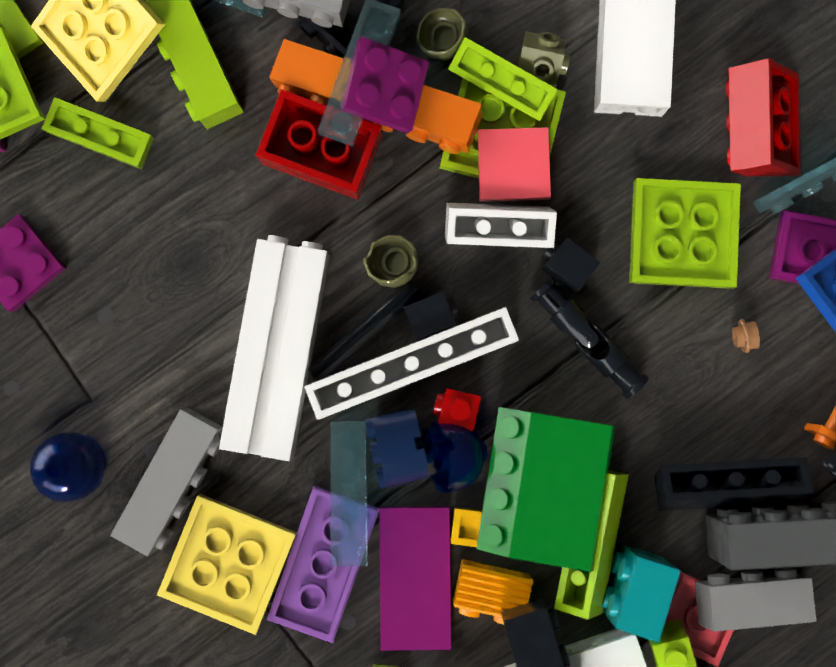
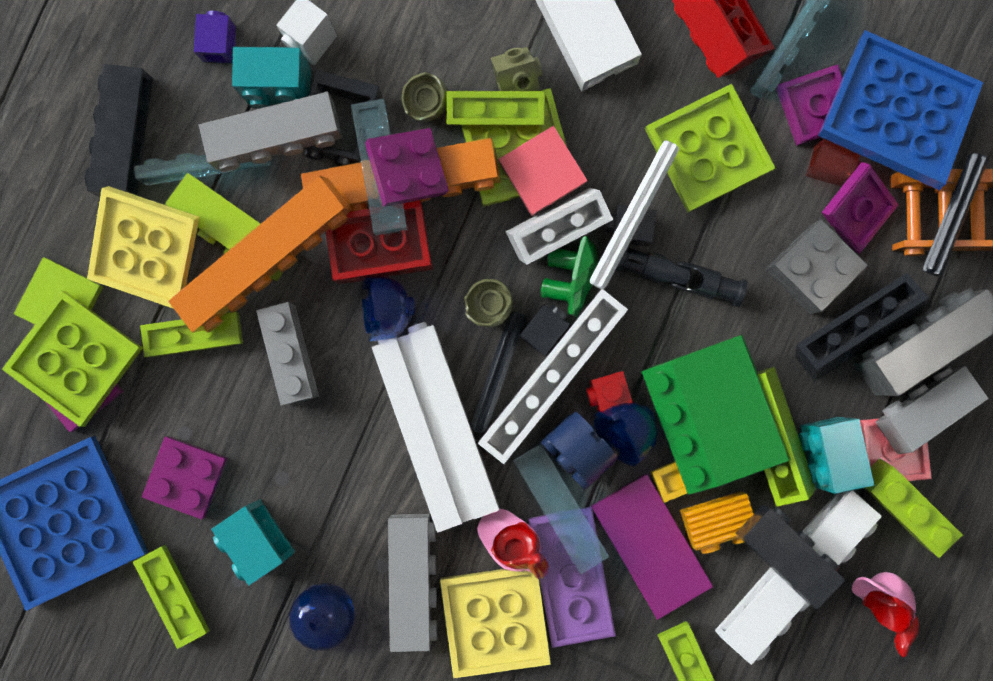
camera: 25 degrees left, 0 degrees up
(40, 358) = (252, 542): none -> teal brick
(176, 201) = (287, 353): none -> light grey brick
(201, 92) = (260, 255): none -> orange brick
(284, 500) = (512, 543): none -> red hair
(292, 210) = (385, 308): none -> clear blue cylinder
(501, 278) = (583, 266): none -> green connector
(576, 254) = (634, 214): none -> white axle
(722, 403) = (816, 267): none -> dark grey brick
(746, 335) = (804, 202): medium nougat plate -> none
(795, 314) = (832, 163): none -> clear red brick
(796, 370) = (860, 208): none -> magenta tile

